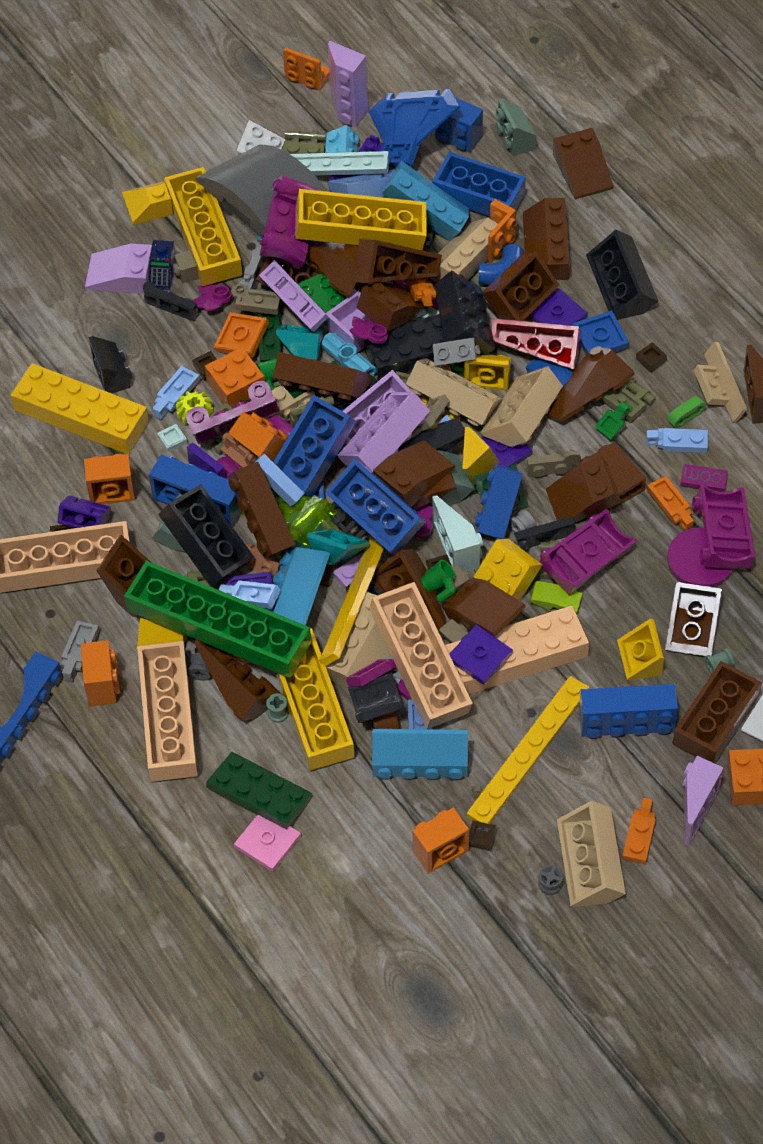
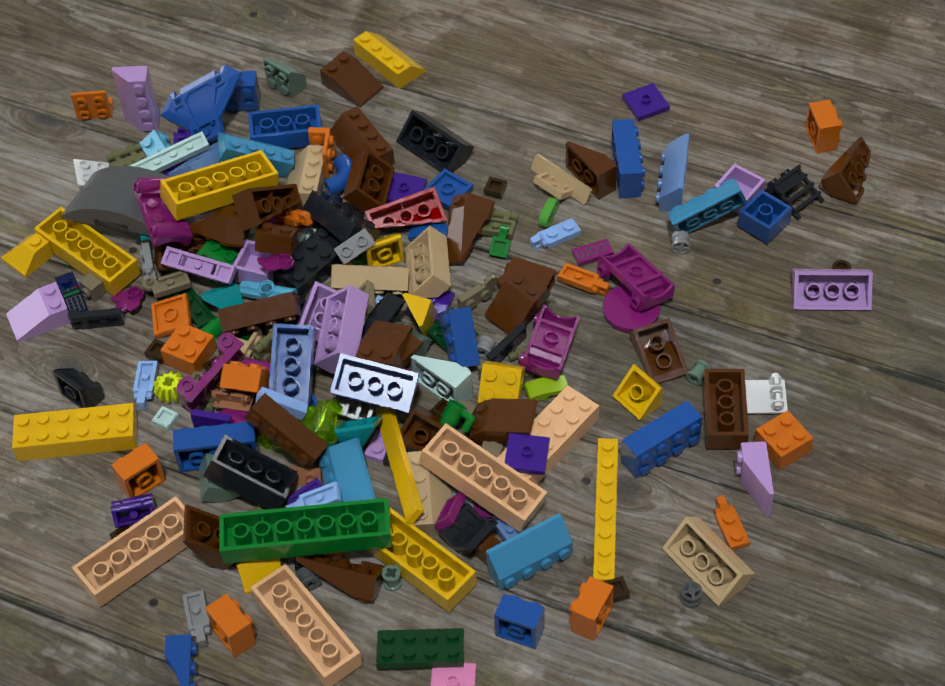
camera: 30 degrees left, 5 degrees down
(364, 814) = (519, 621): none -> blue brick
(637, 157) = (386, 59): none -> yellow slope

